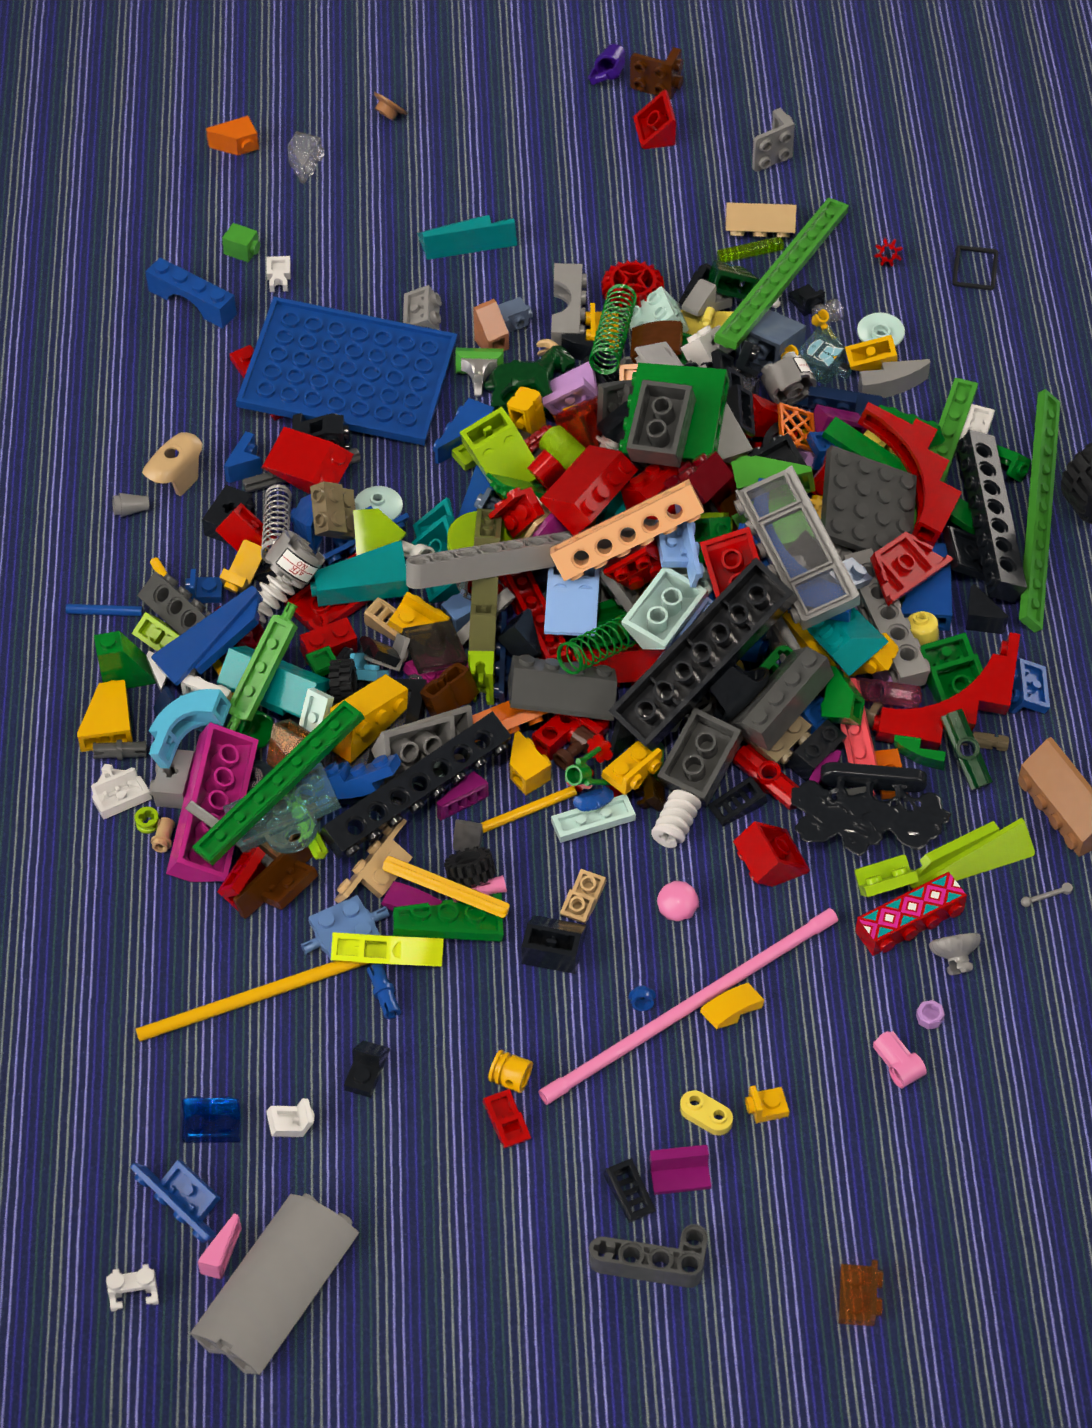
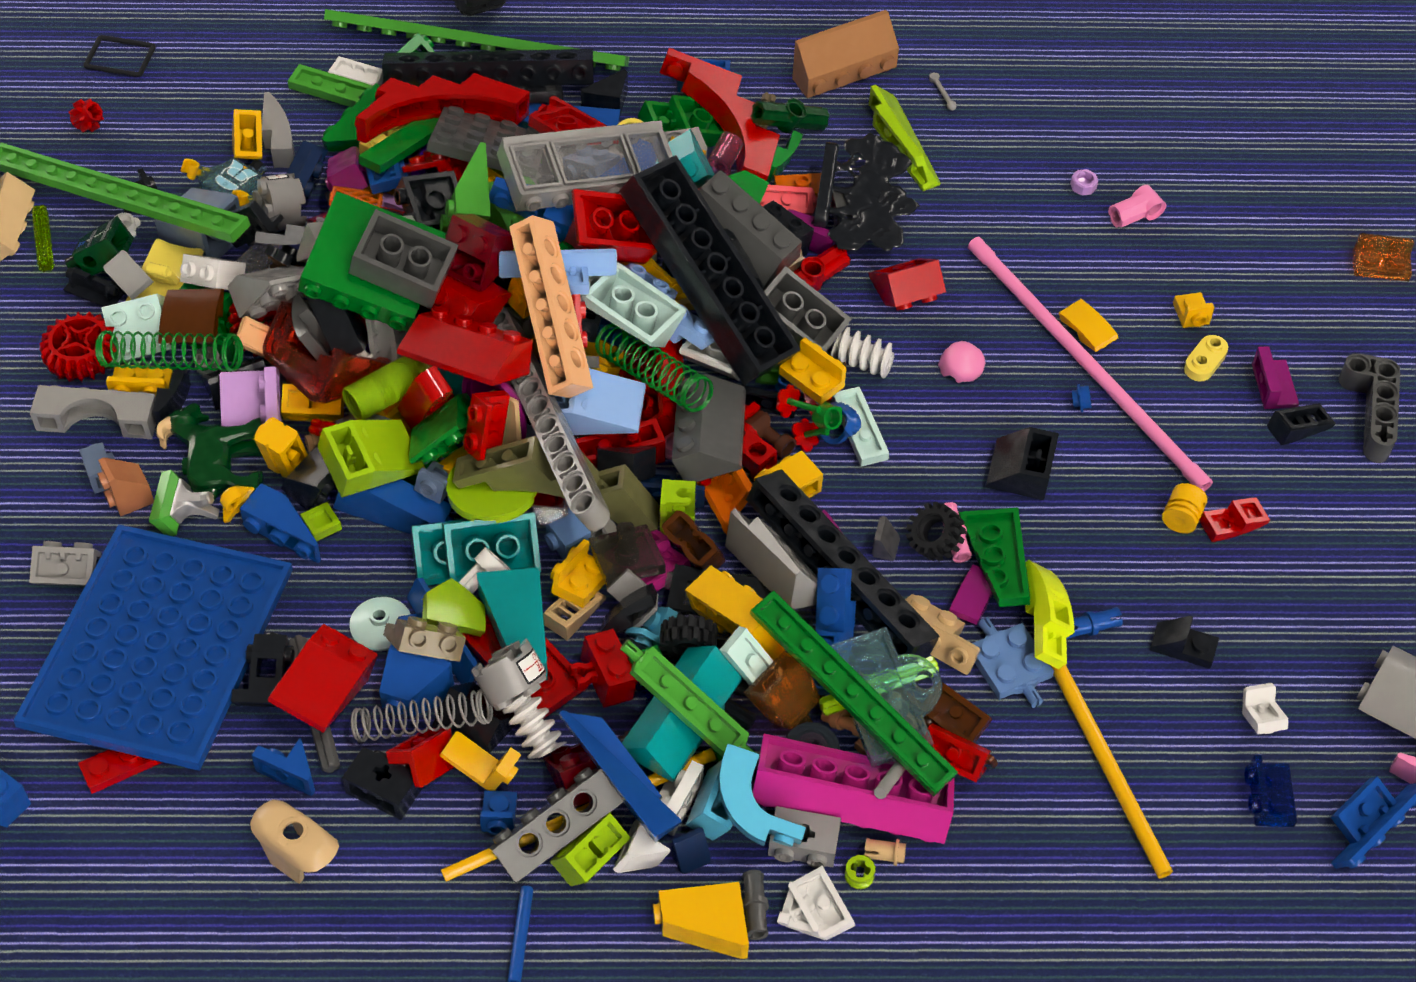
camera: 90 degrees left, 0 degrees up
(122, 660) = (633, 901): green slope -> none
(128, 504) = (344, 907): light grey cone -> none
(446, 887) = (964, 553): yellow axle -> none
(481, 394) = (233, 499): none -> yellow piece
(528, 808) = (844, 488): yellow bar -> none
(584, 896) = (951, 441): tan slope -> none
(750, 805) = (835, 287): black slope -> none
(833, 308) = (166, 174): clear wheel -> none
(880, 325) = (204, 133): light aqua dish -> none
(885, 876) = (938, 193): lime bracket -> none
(911, 914) = (974, 183): red brick -> none
(956, 950) = (1015, 150): light grey hair -> none

